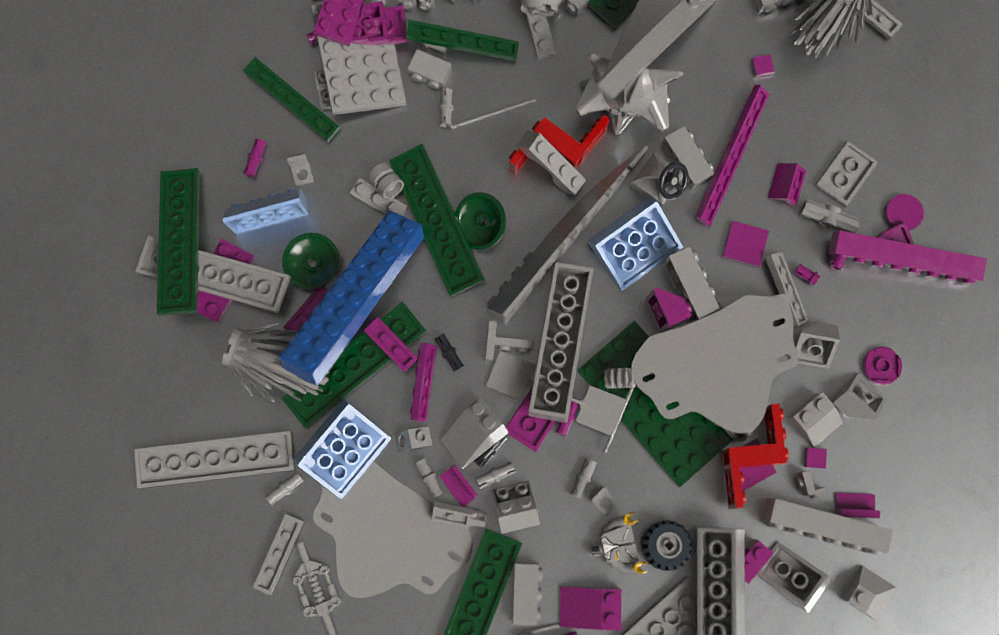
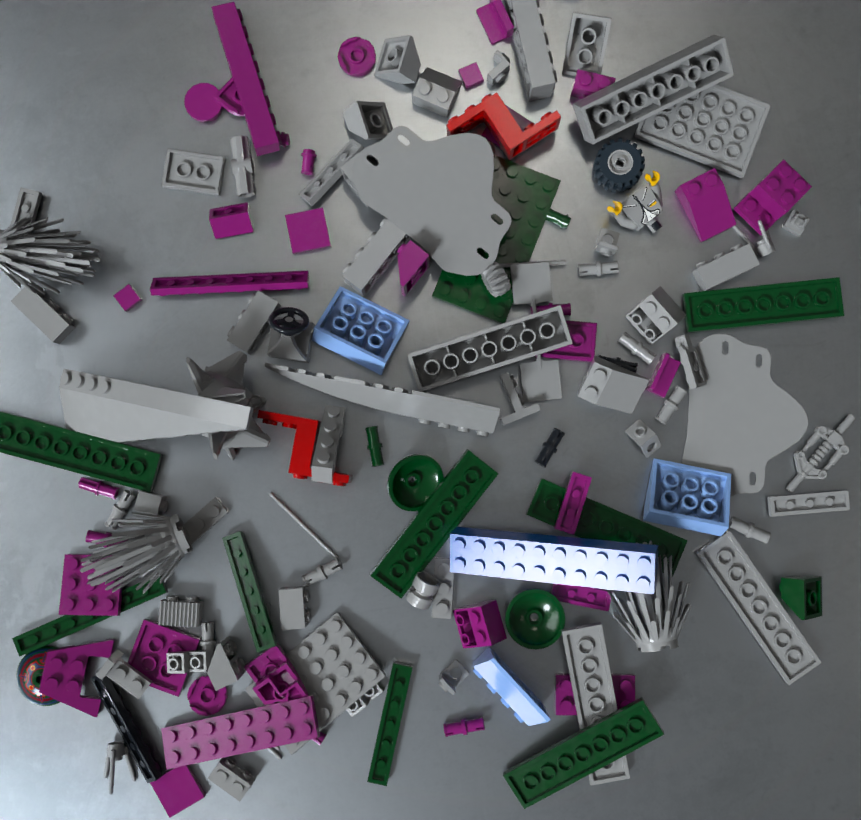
camera: 115 degrees left, 5 degrees up
(202, 504) = (803, 595): none -> dark green slope
(331, 214) = (480, 624): none -> magenta slope
(423, 382) = (590, 455): magenta plate -> none
(529, 204) = (374, 446): none -> dark green pin
(646, 467) = (558, 218): none -> dark green pin

